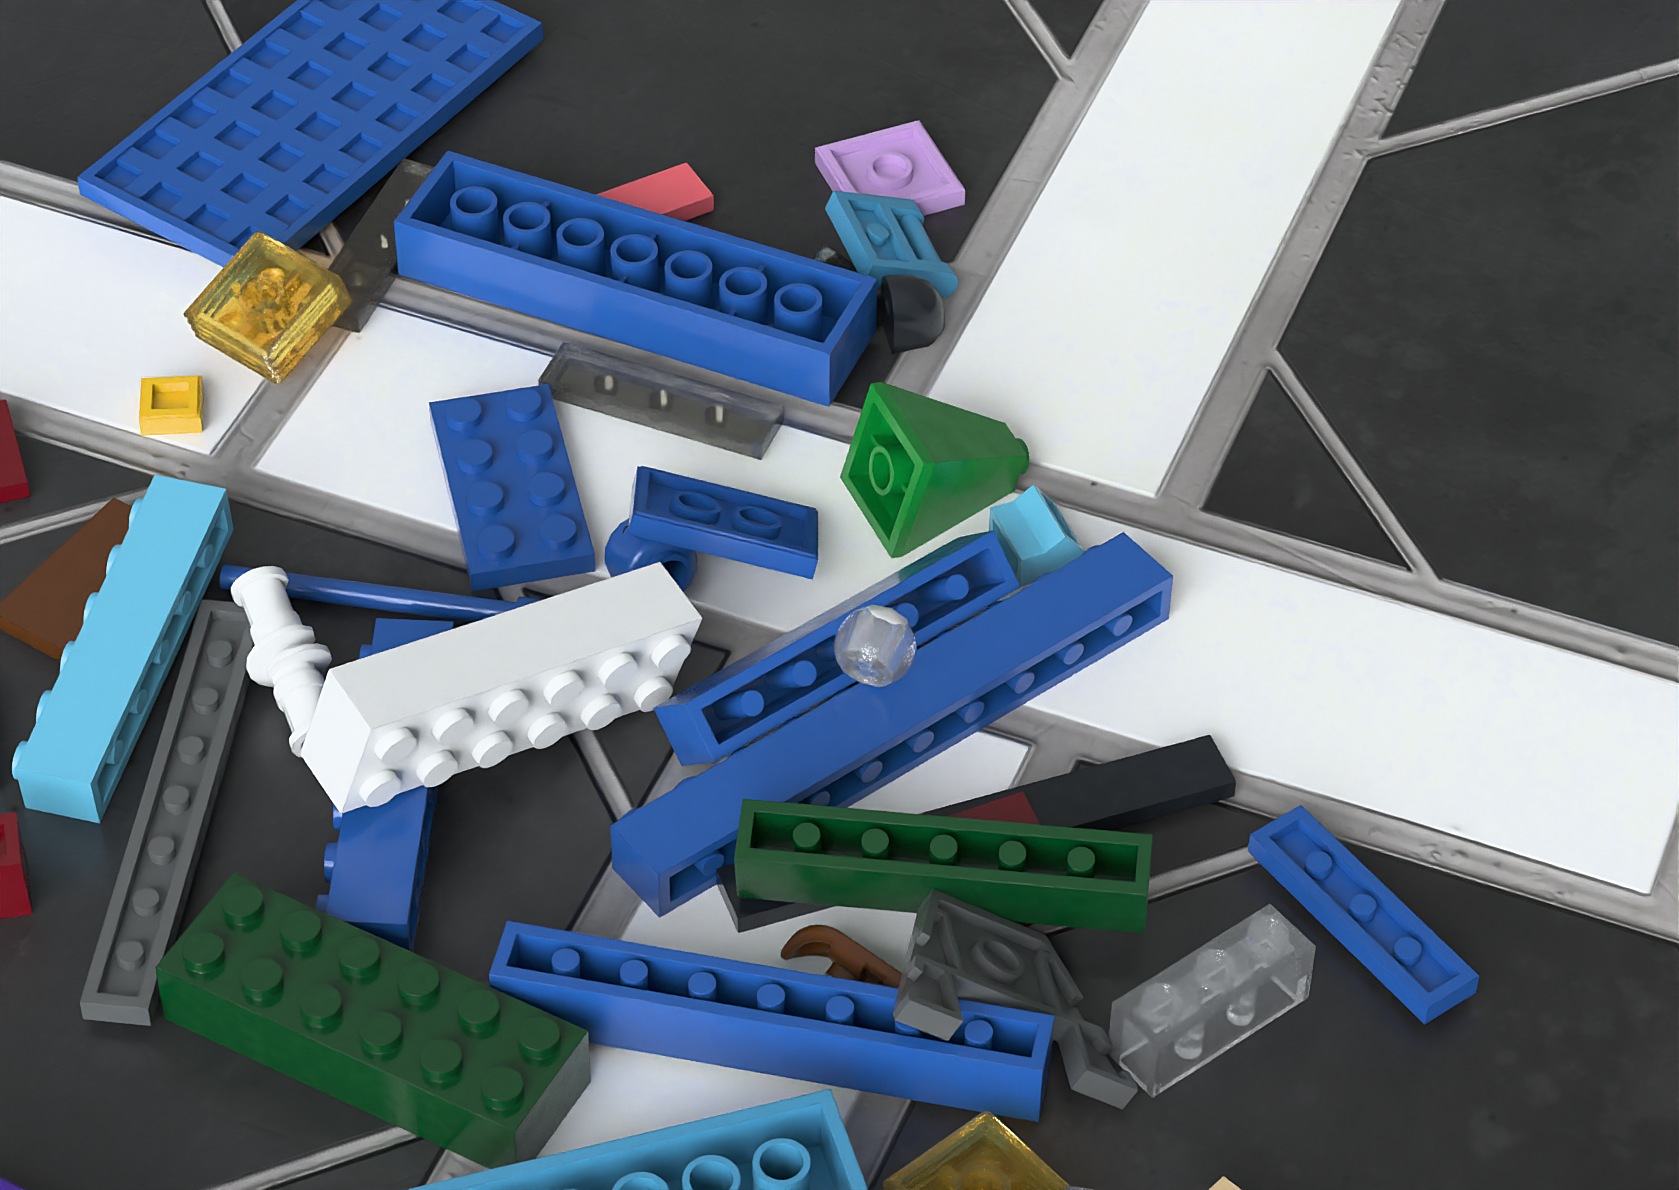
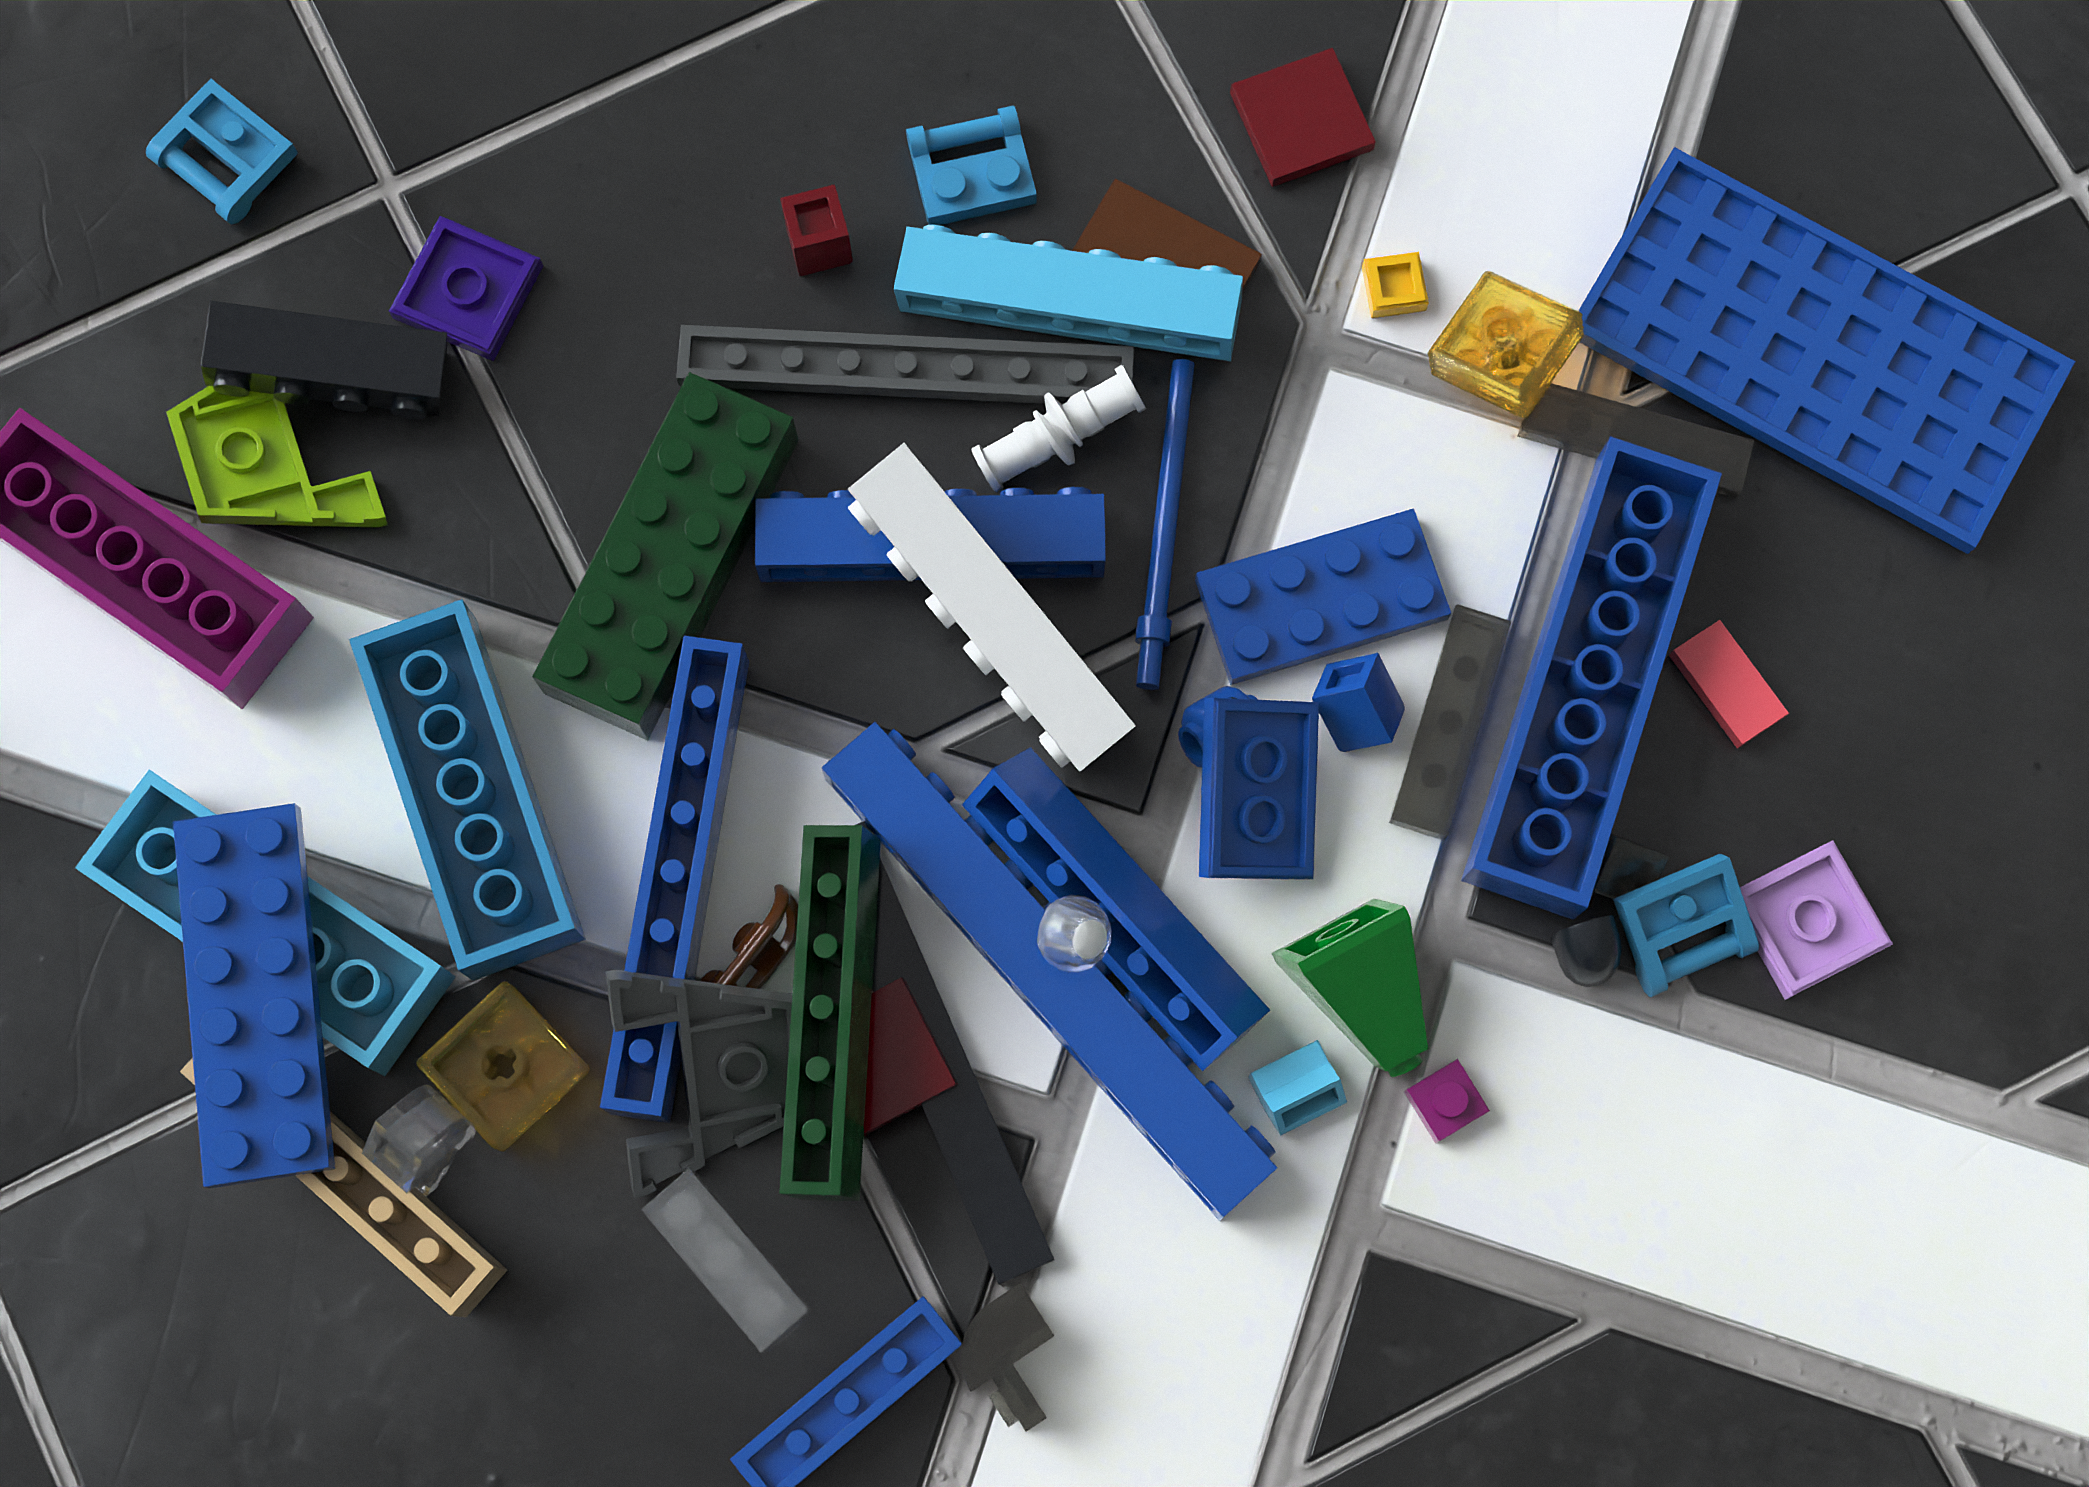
camera: 85 degrees right, 30 degrees up
(622, 445) = (1359, 702): none -> blue panel
(1054, 434) = (1446, 1101): none -> magenta plate
(1289, 768) = (997, 1340): none -> clear smoke brick

